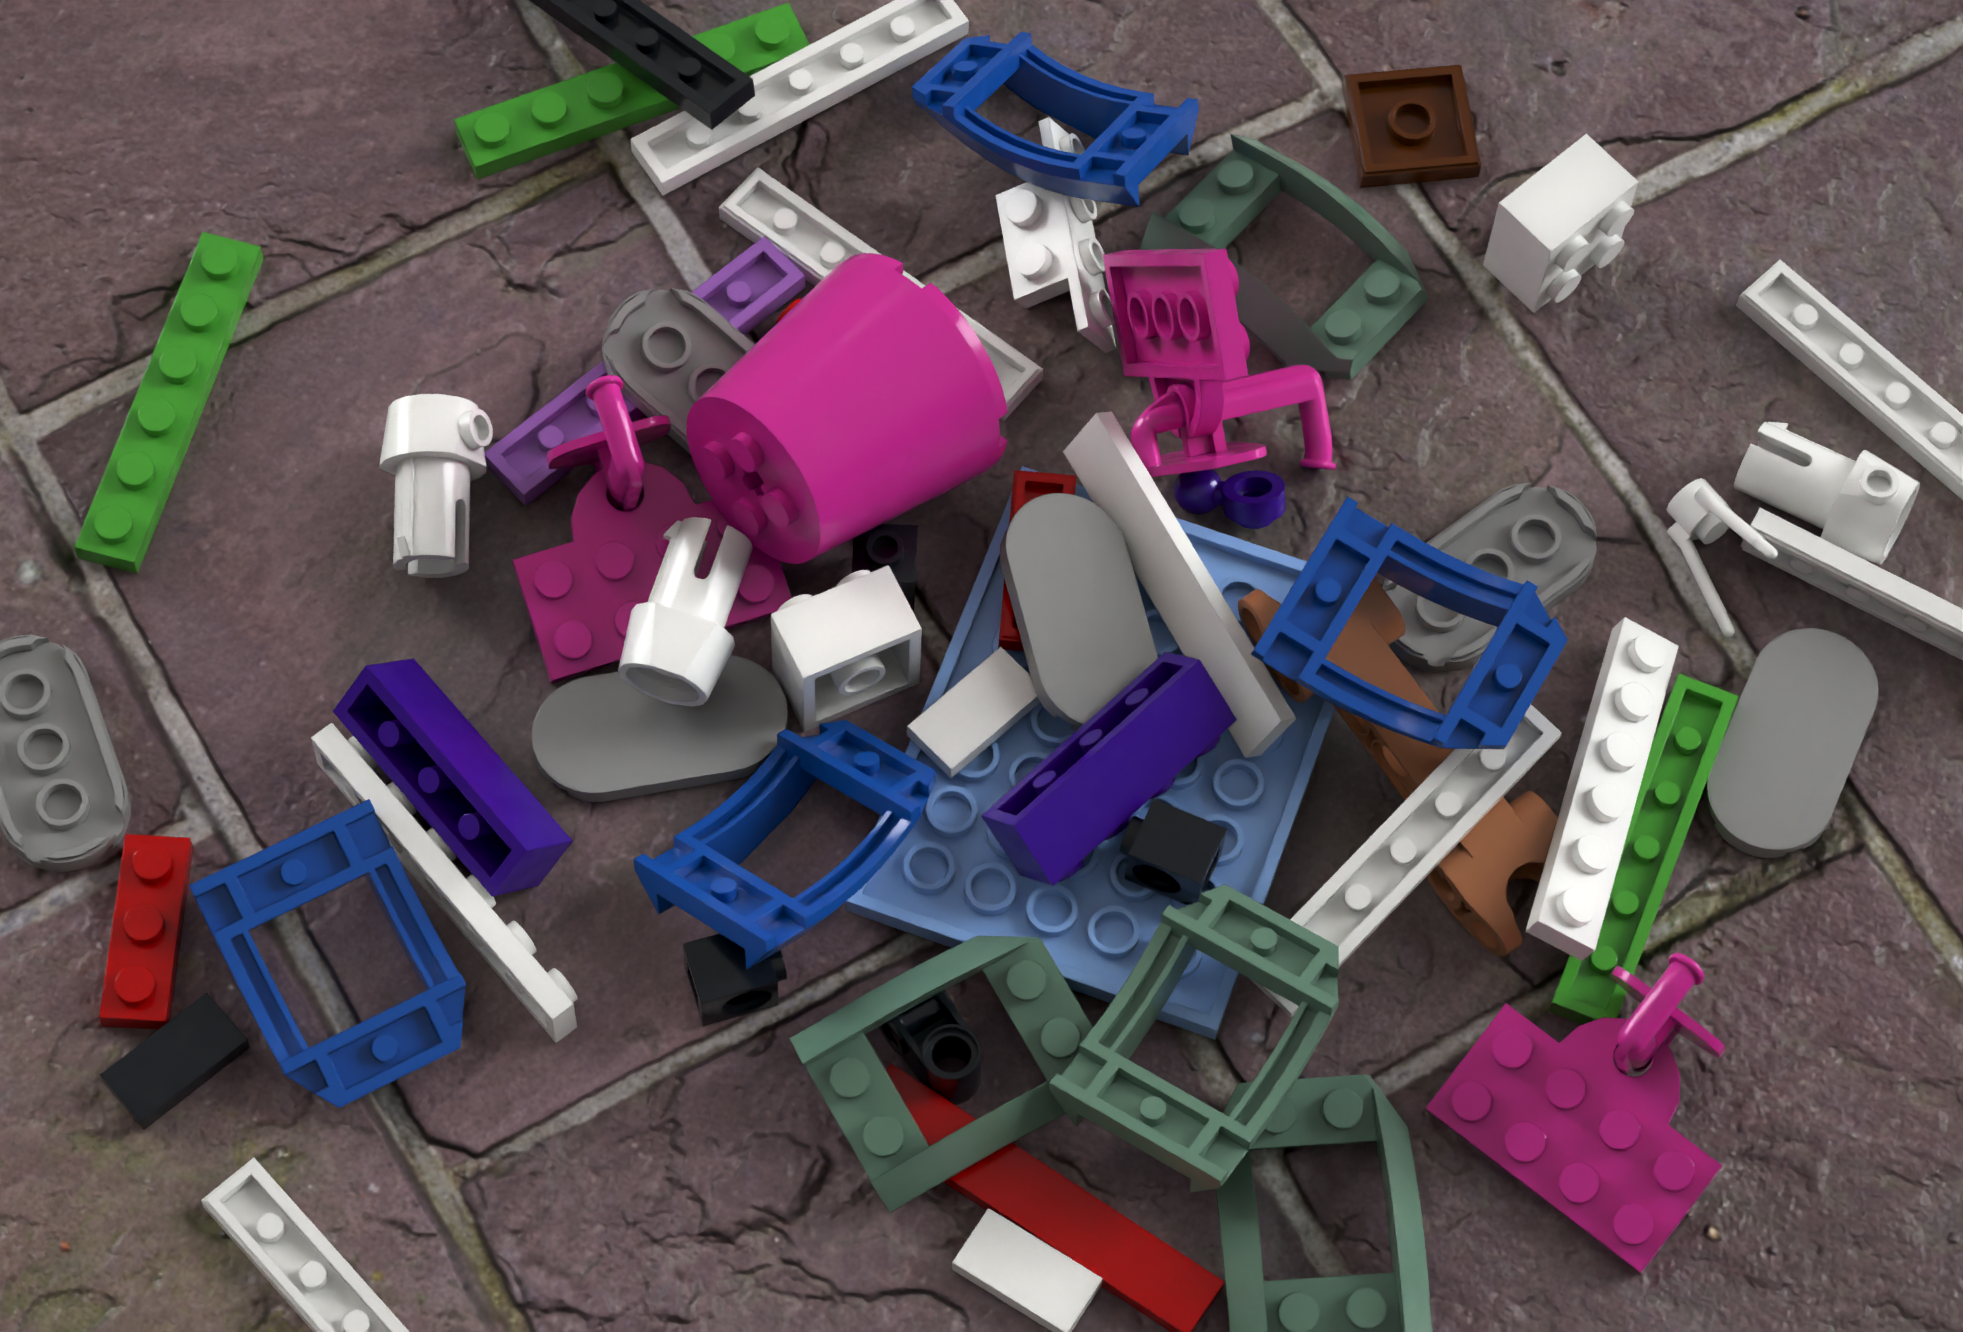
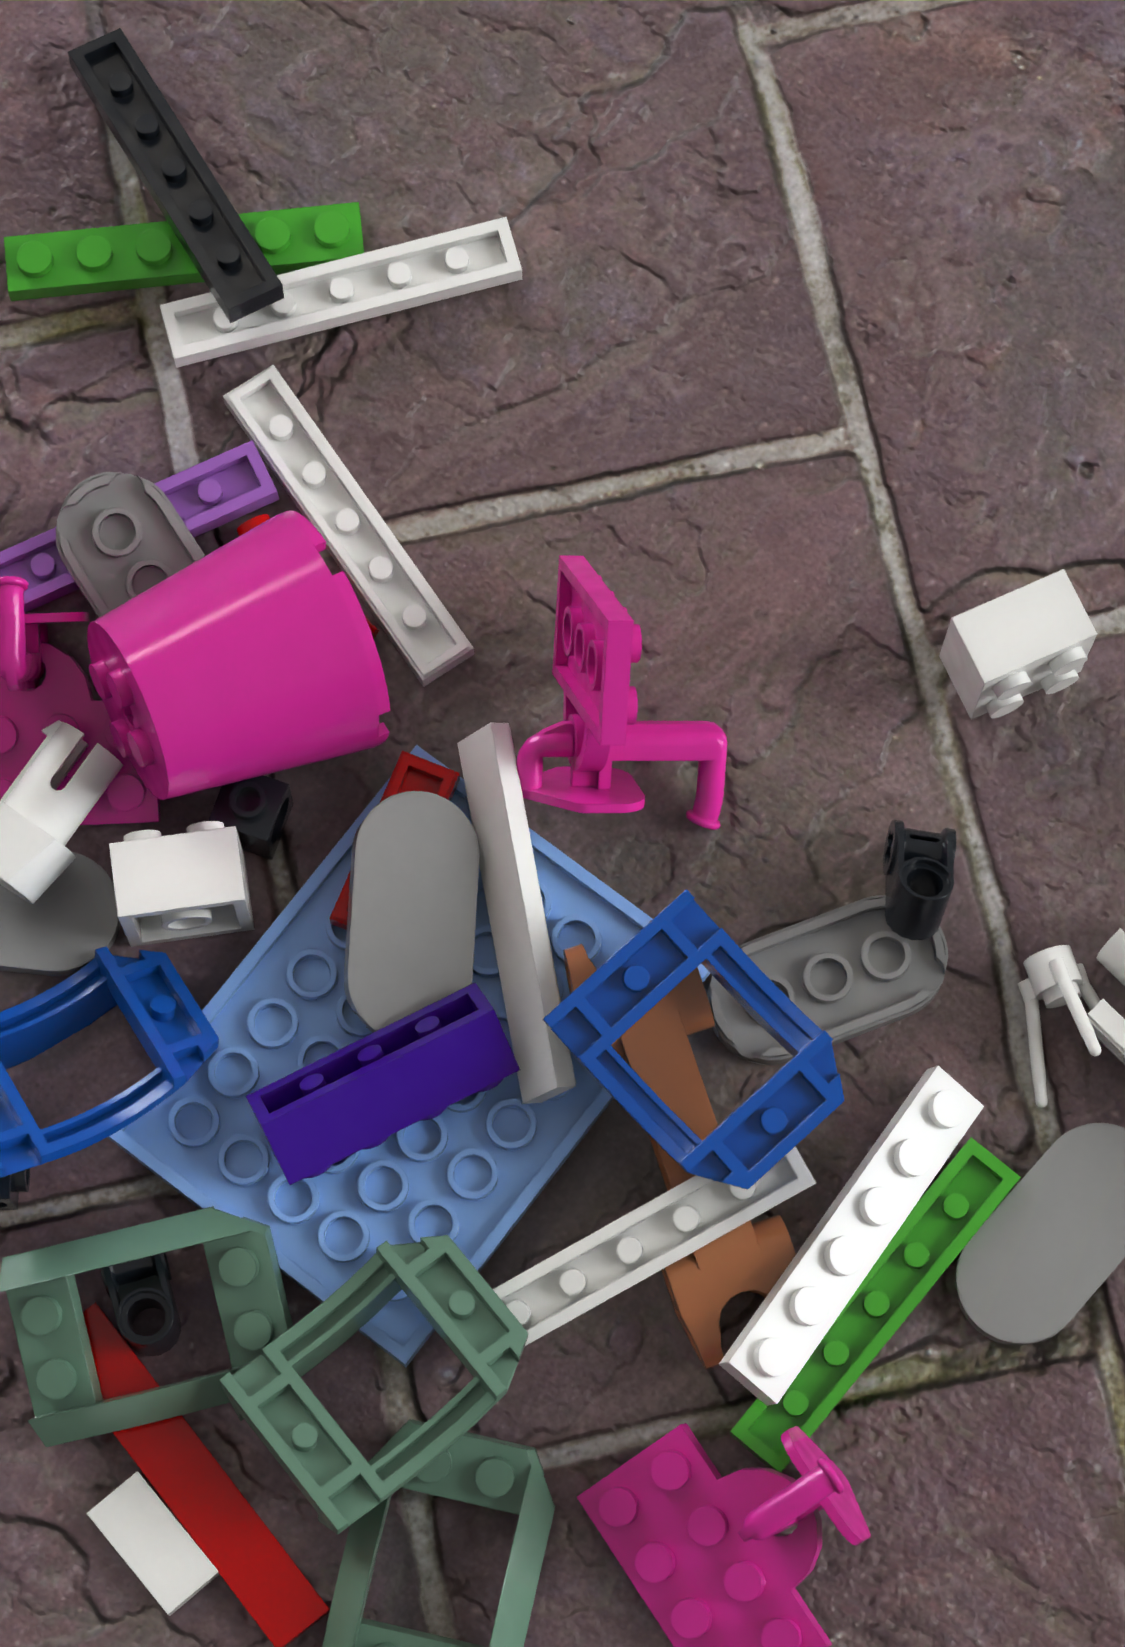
camera: 20 degrees right, 10 degrees up
(974, 712) = (283, 984): white tile -> none
(1055, 247) = (531, 516): white bracket -> none
(1126, 123) = (645, 423): blue wedge -> none
(1172, 852) = (416, 1181): black brick -> none
(1247, 497) = (621, 838): dark purple plate -> none
(1358, 321) = (704, 529): sand green wedge -> none
(1411, 126) = (918, 493): reddish brown tile -> none
(1542, 457) = (917, 879): none -> black piece

